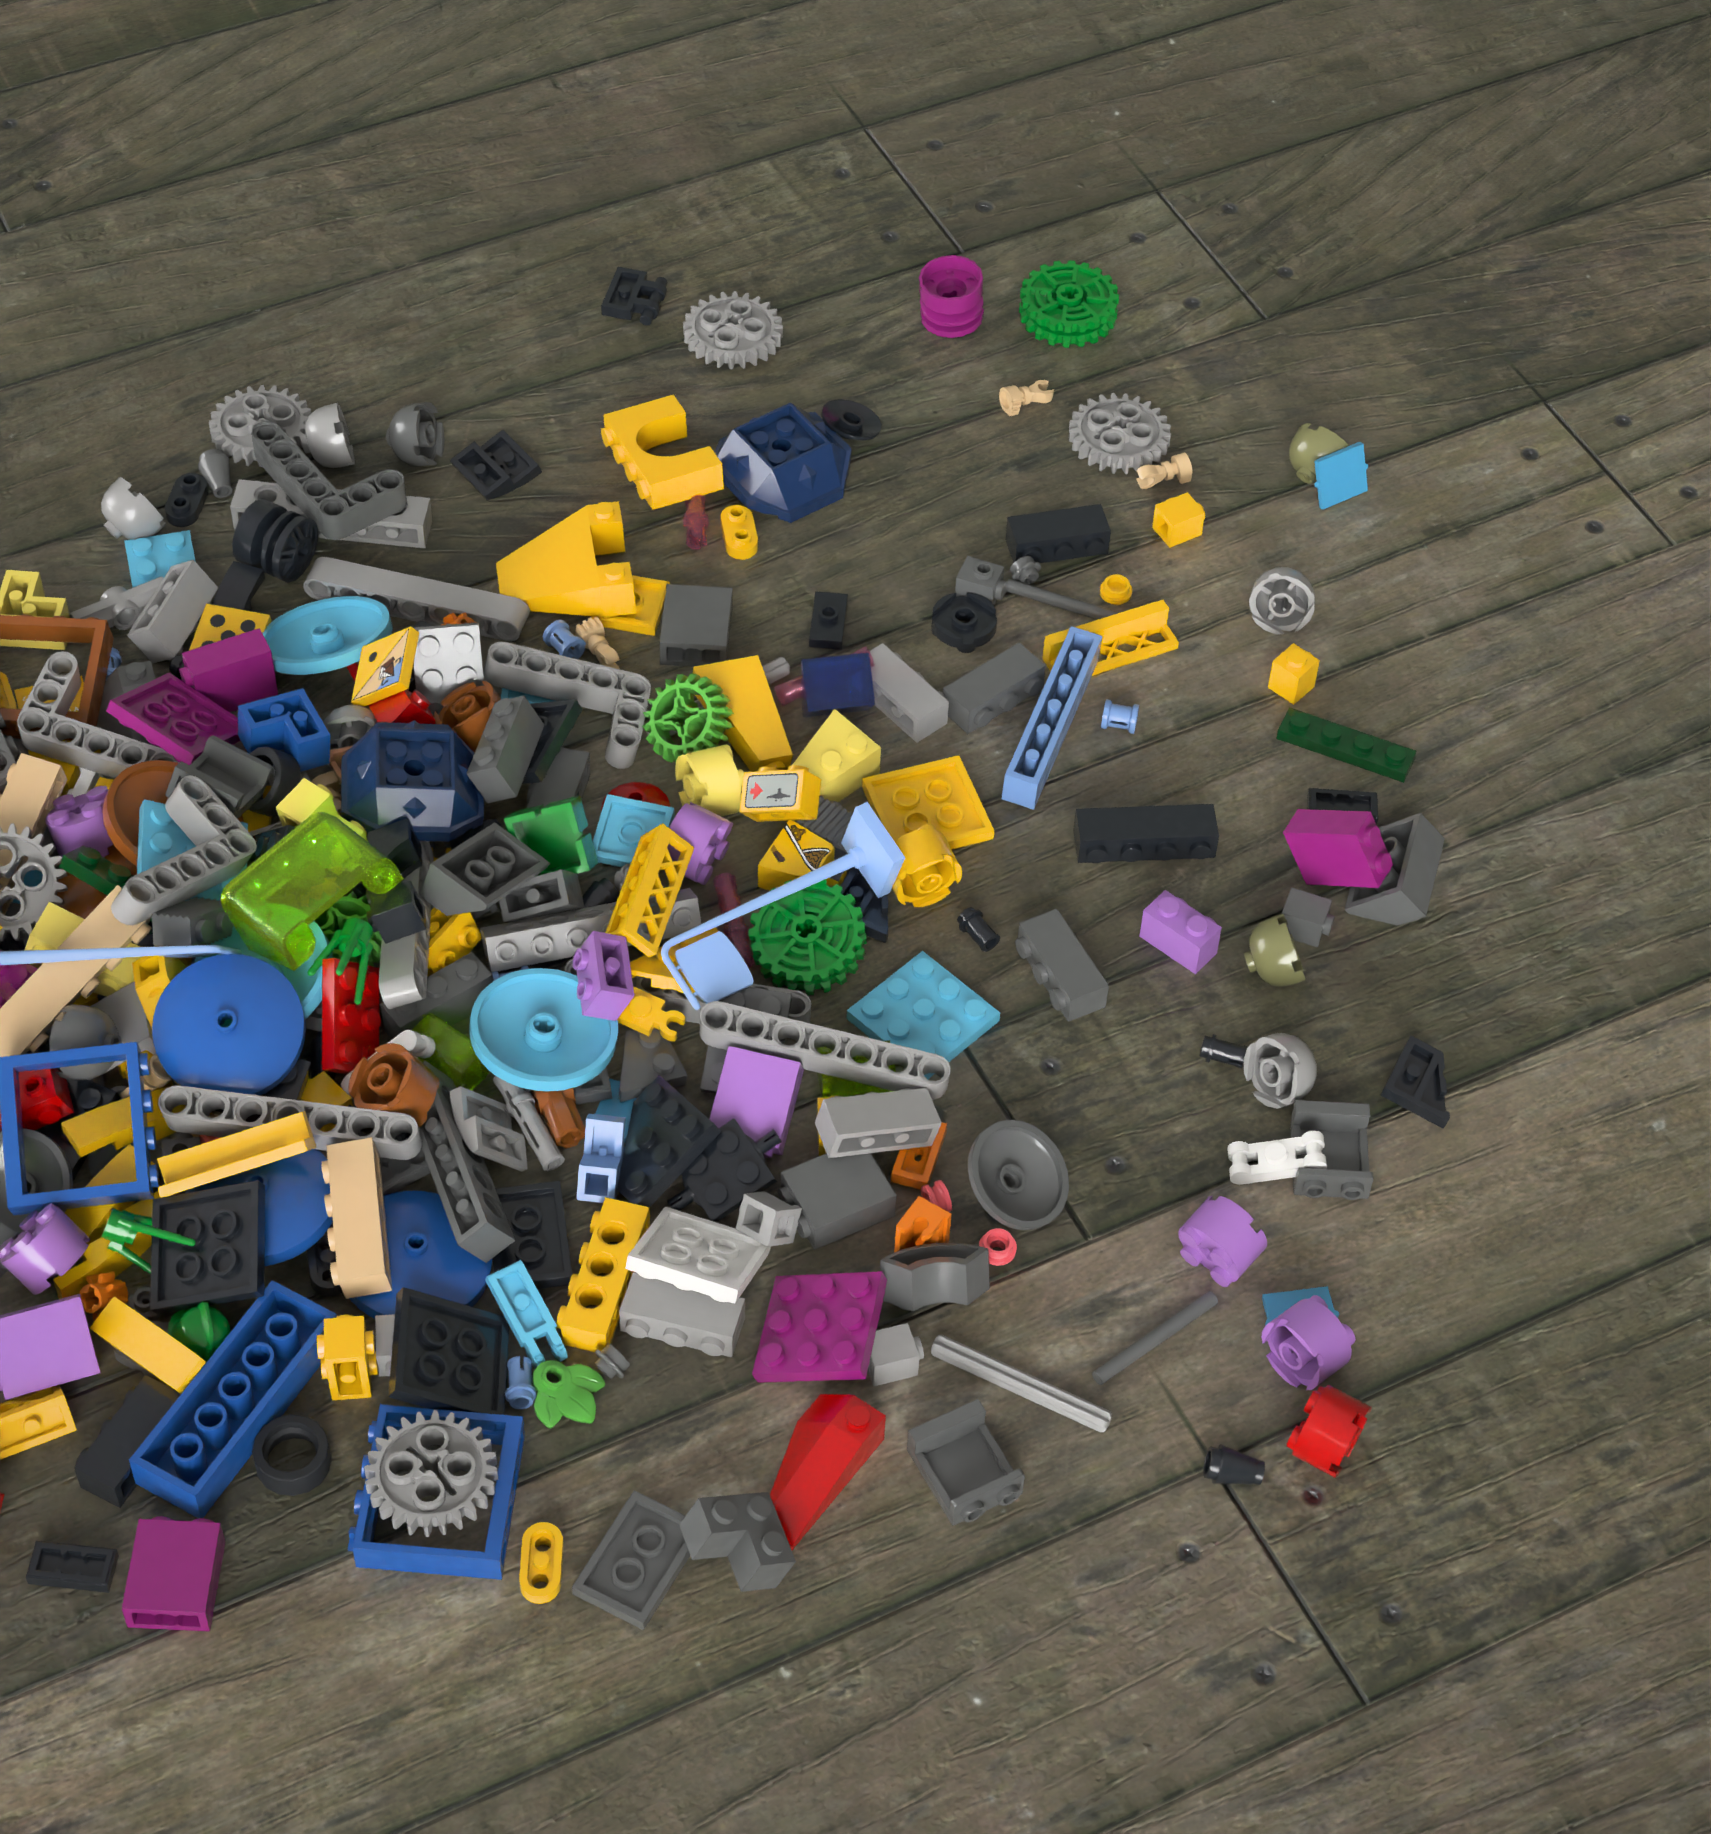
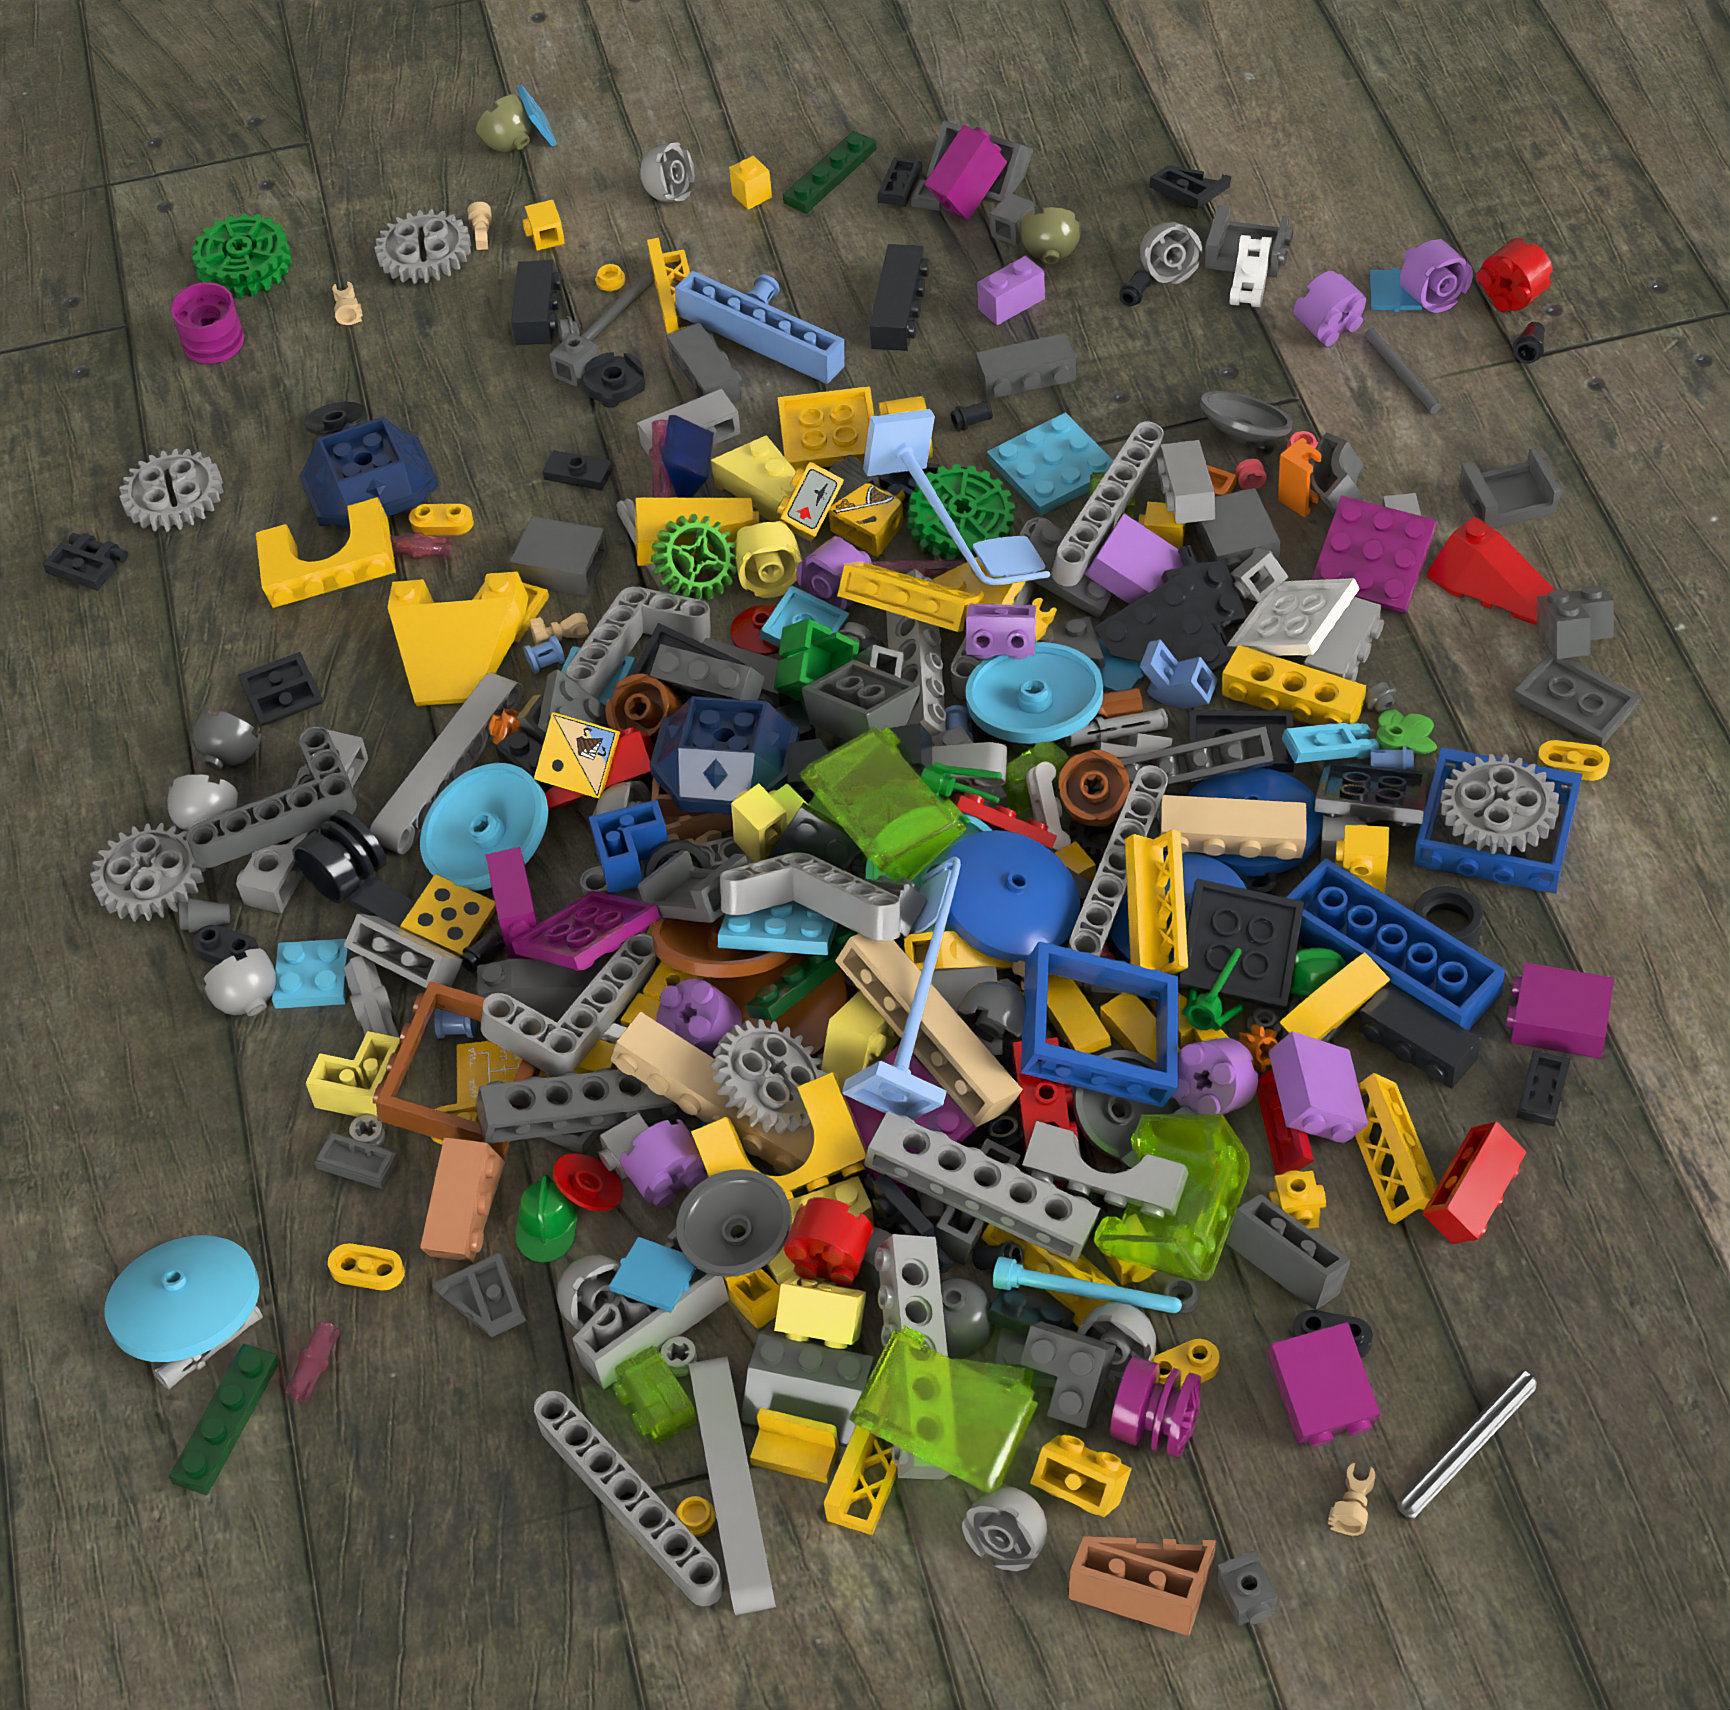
camera: 70 degrees left, 0 degrees up
(1021, 1383) = (1436, 449): light grey axle -> none

